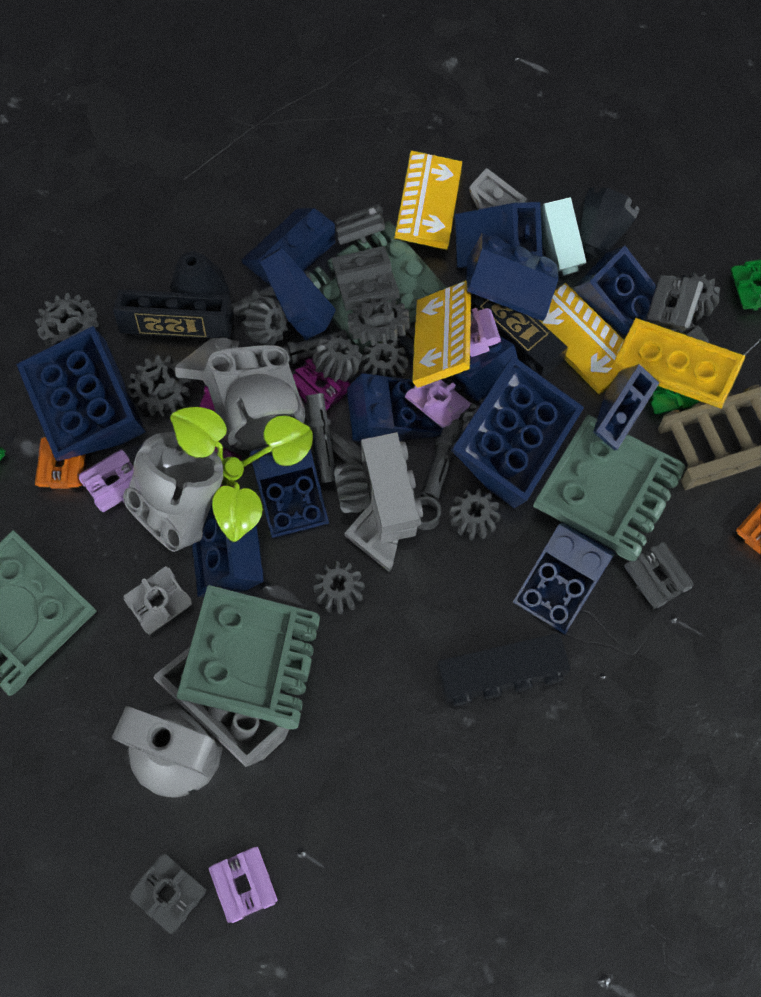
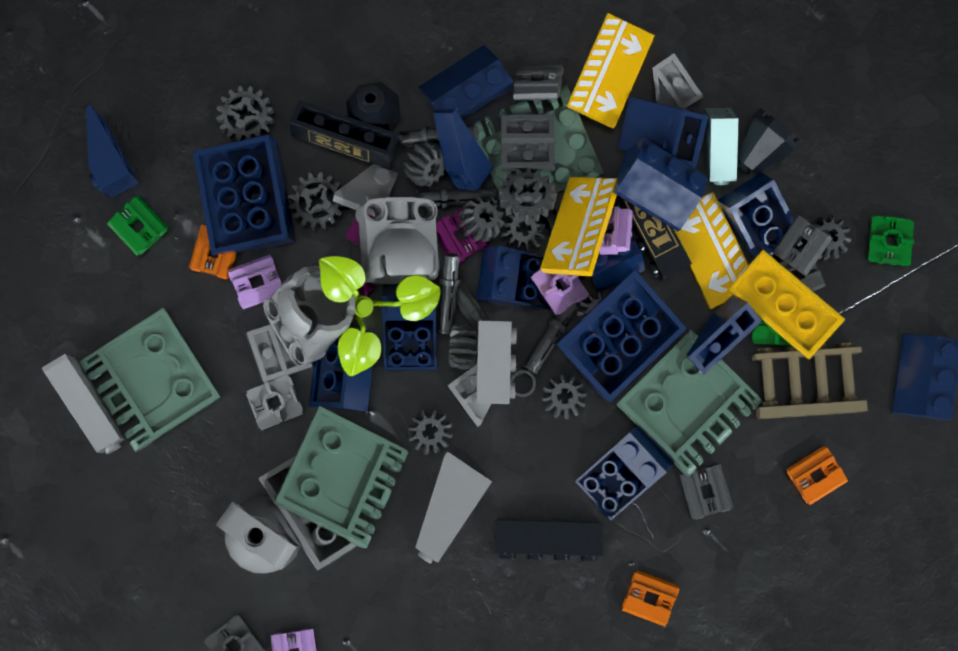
camera: 15 degrees right, 15 degrees up
(144, 551) = (271, 355): none -> light grey wing
(383, 658) = (452, 502): none -> light grey slope
(654, 702) = (634, 600): none -> orange piece

